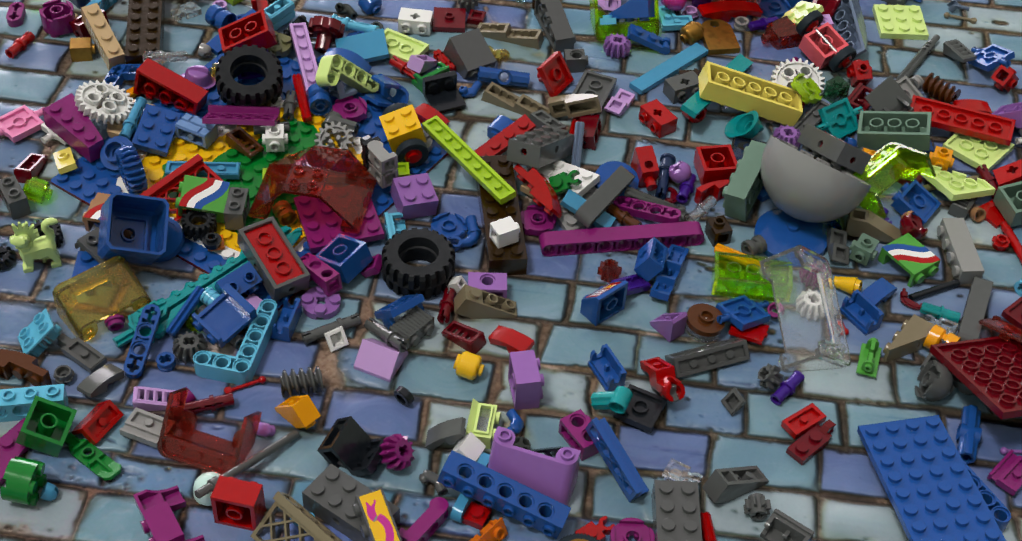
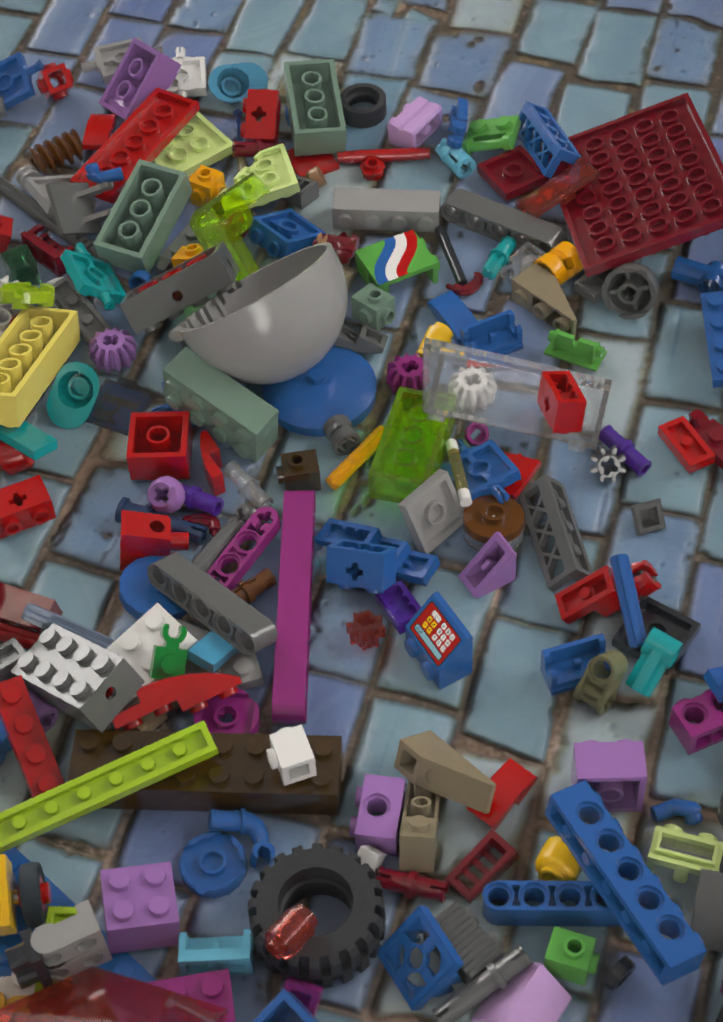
camera: 75 degrees left, 5 degrees up
(395, 238) = (290, 932): none -> clear red brick
(404, 400) = (666, 957): none -> blue brick
(411, 373) = (571, 956): none -> bright green brick
(443, 373) = (551, 911): none -> blue beam
(520, 301) = (442, 770): none -> dark tan slope
(593, 377) = (598, 685): none -> olive piece
(653, 377) = (628, 600): none -> blue axle
(699, 286) = (432, 511): none -> light grey plate
(735, 298) = (458, 473): none -> bar
(803, 338) = (561, 401): none -> red brick
(919, 104) = (99, 176): none -> blue arm

